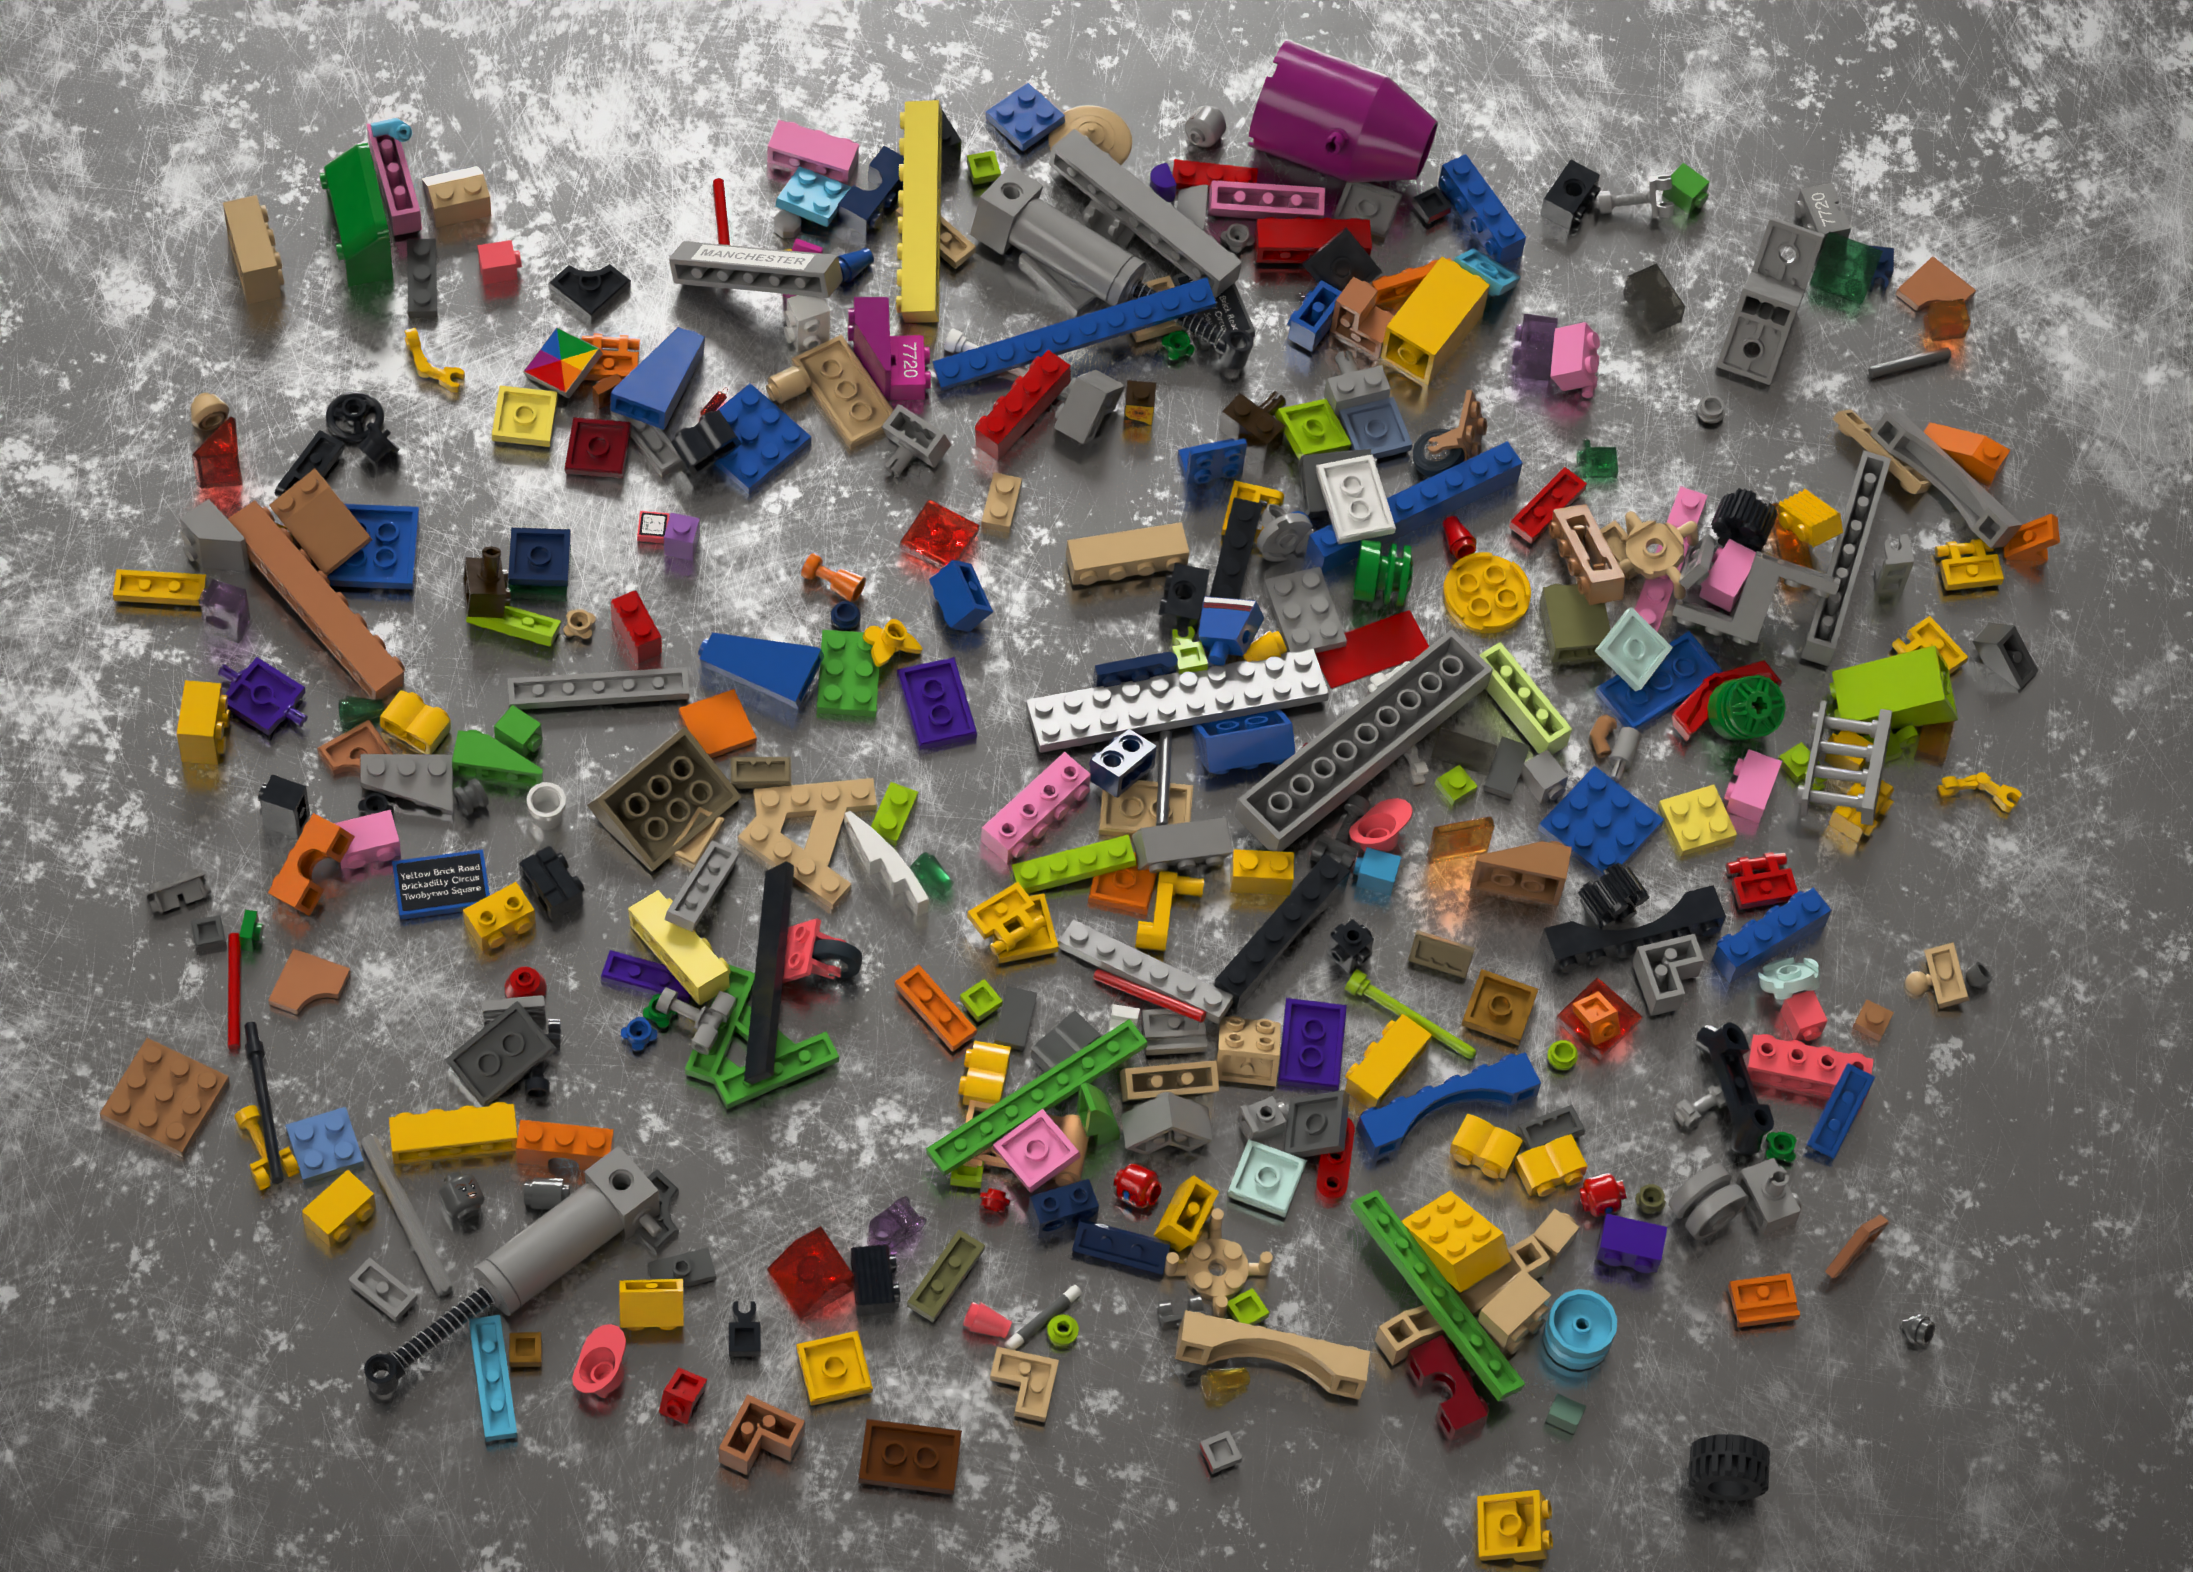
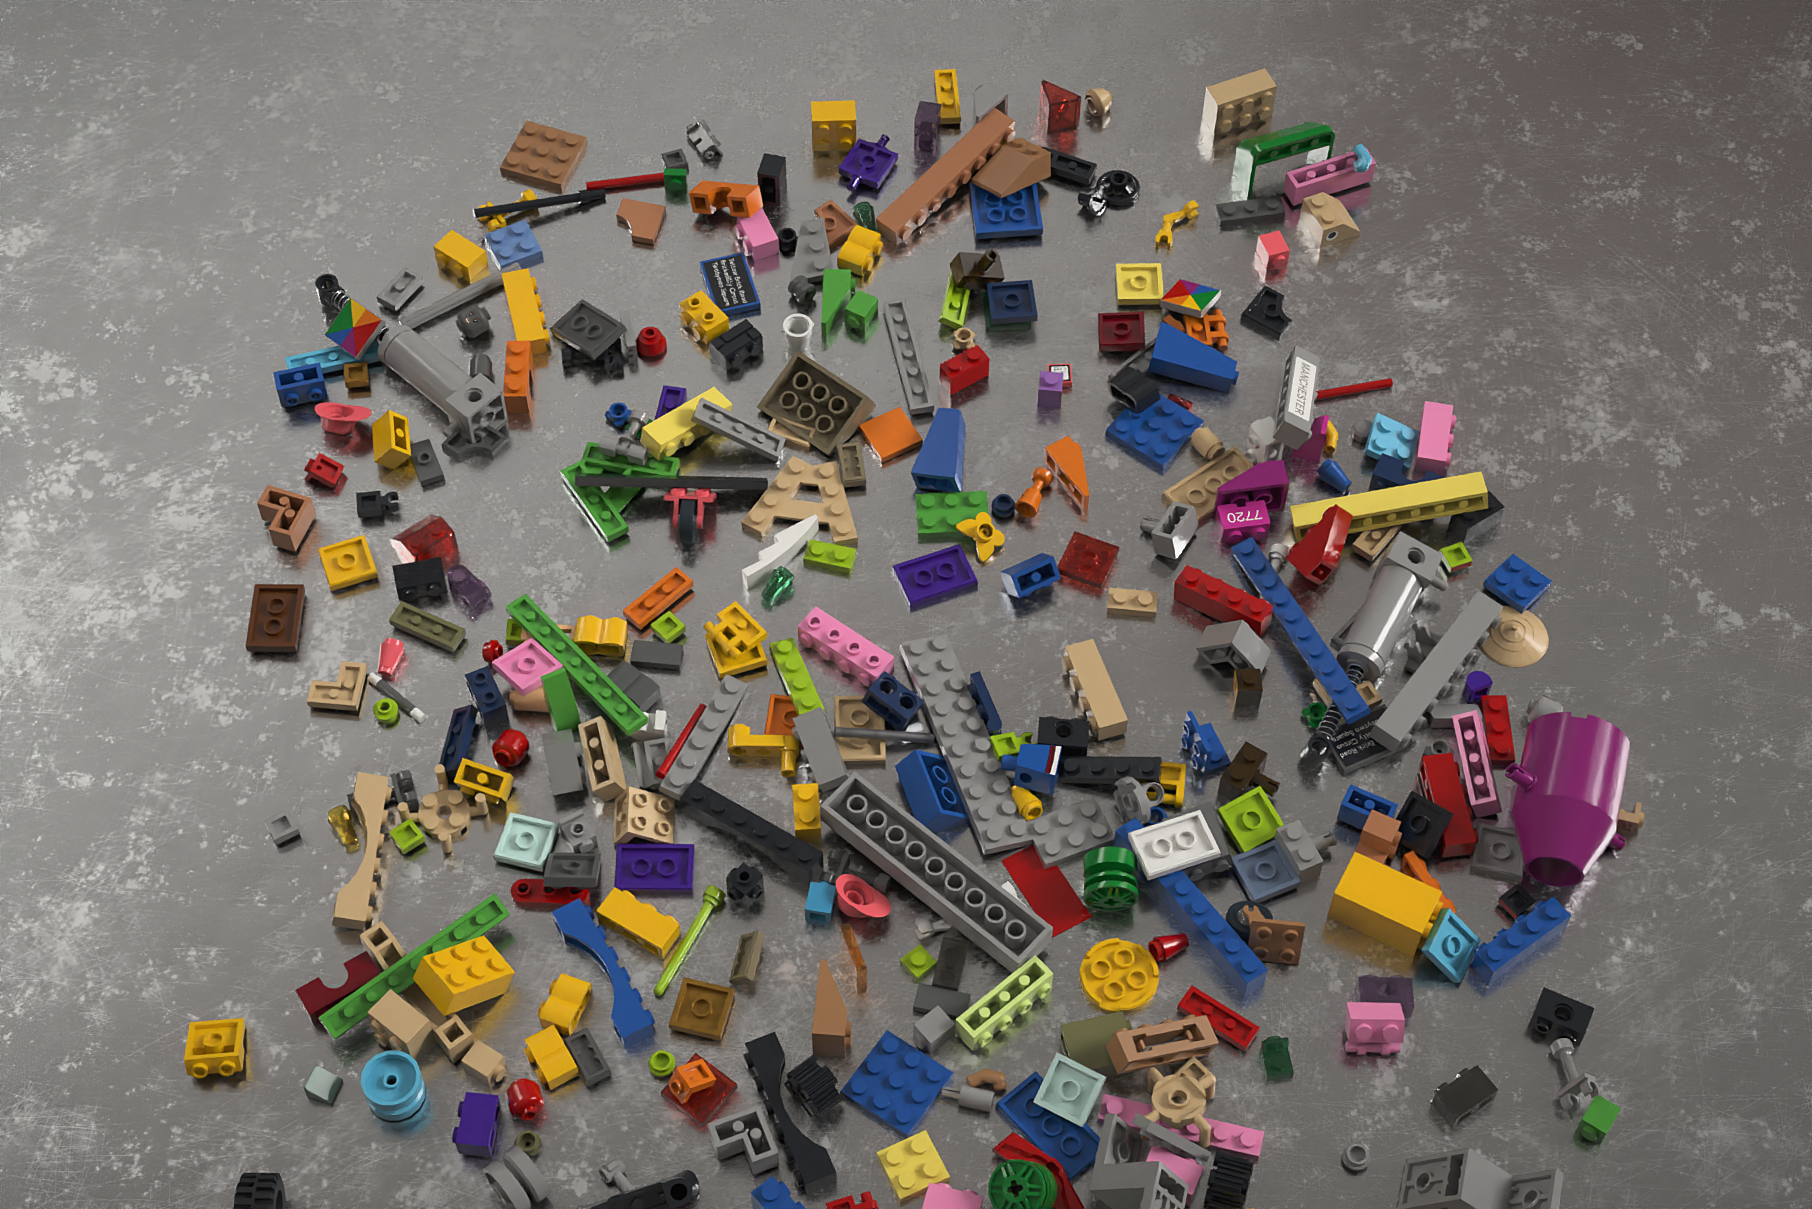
camera: 90 degrees right, 5 degrees down
(464, 1336) = (355, 328): none -> tile
(541, 1414) = (300, 385): none -> blue brick
(805, 533) = (1067, 464): none -> orange slope
(978, 290) = (1322, 546): none -> red slope

